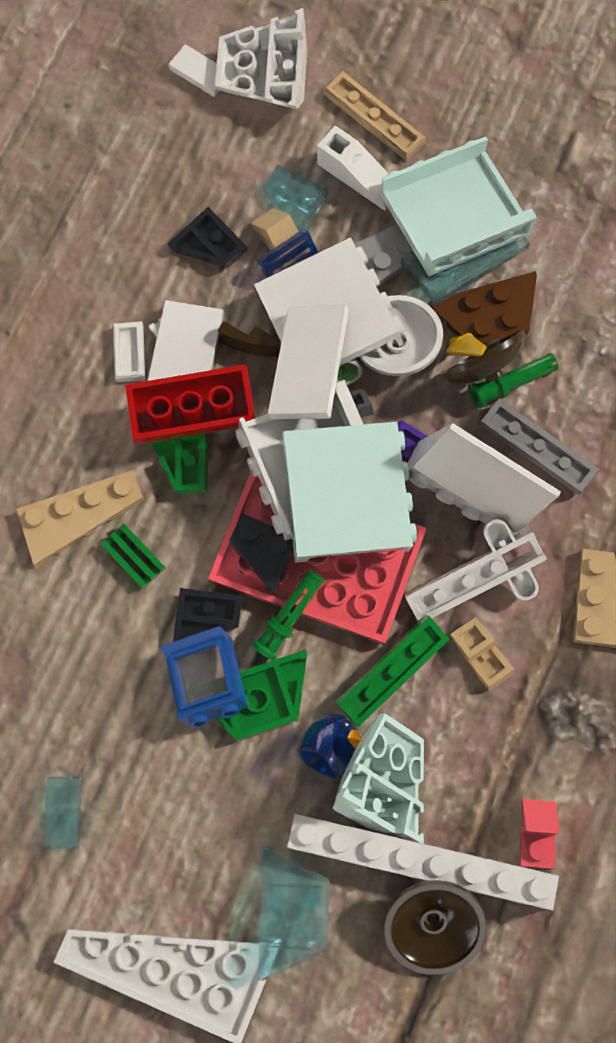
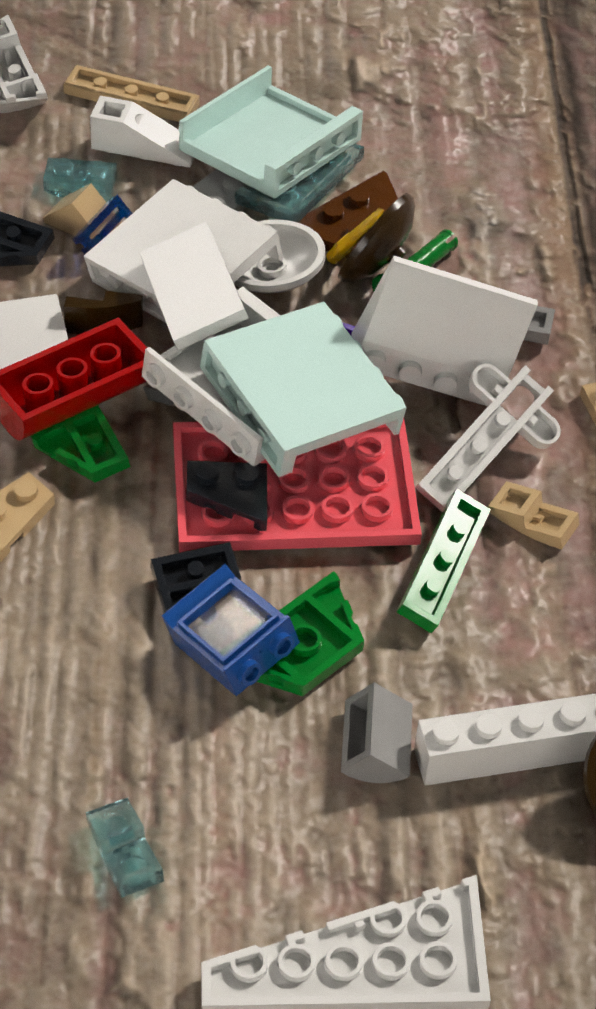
camera: 30 degrees left, 25 degrees down
(115, 537) = (75, 552): green tile -> none
(270, 800) = (376, 736): none -> light grey brick
(283, 630) = (291, 557): green pin -> none
(290, 914) = (471, 837): clear light blue wing -> none
(329, 744) = (417, 649): clear blue piece -> none
(383, 781) = (496, 652): light aqua wedge -> none

